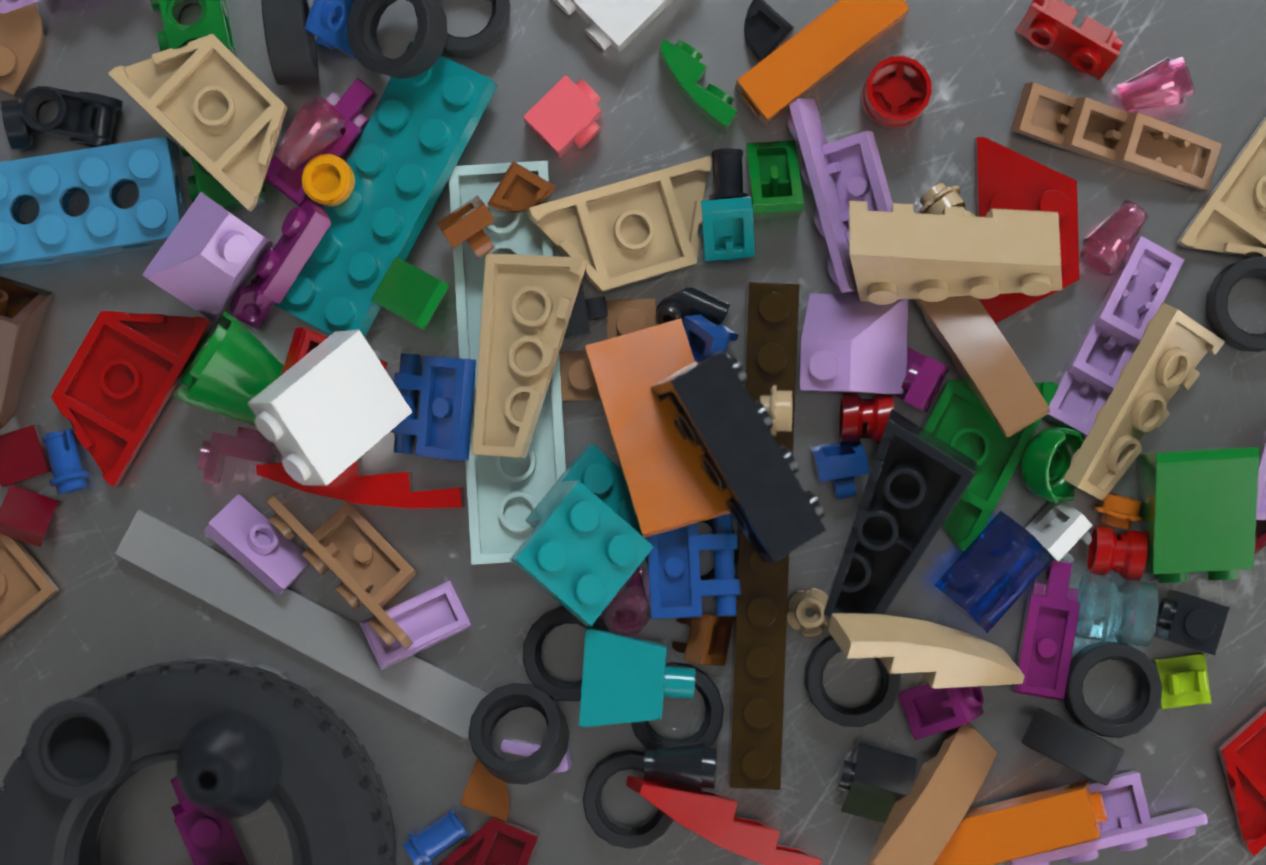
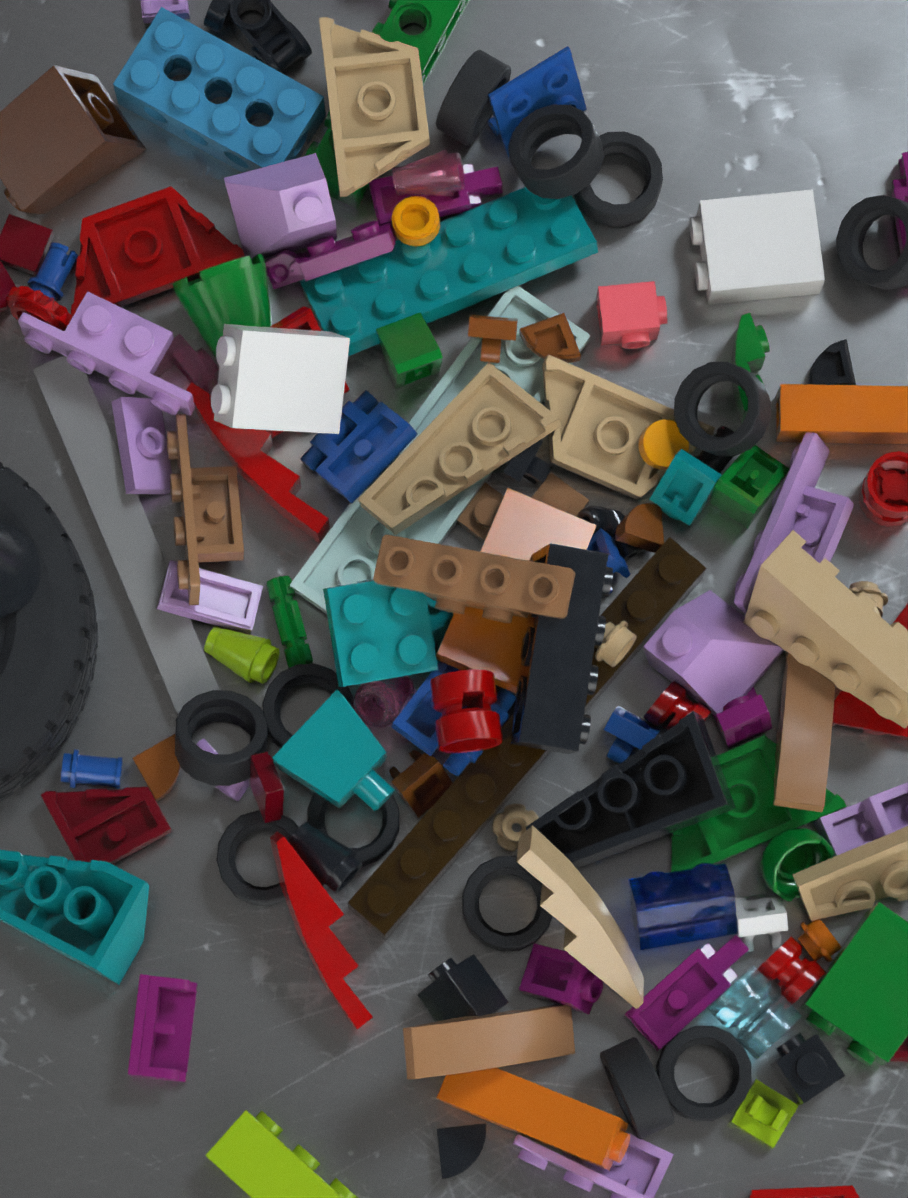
camera: 40 degrees right, 10 degrees down
(84, 505) = (38, 305): none -> red gear
(167, 483) = (115, 345): none -> lavender bracket
(479, 649) = (243, 653): none -> lime cone
(495, 593) = (289, 621): none -> green axle
(590, 747) = (266, 787): none -> dark red tile
(629, 456) = (474, 579): none -> medium nougat bracket
(677, 162) = (689, 397): none -> black tyre
(679, 205) = (661, 443): none -> light orange tile
(717, 288) = (642, 528): none -> dark orange tile
(720, 578) = (467, 728): none -> red wheel

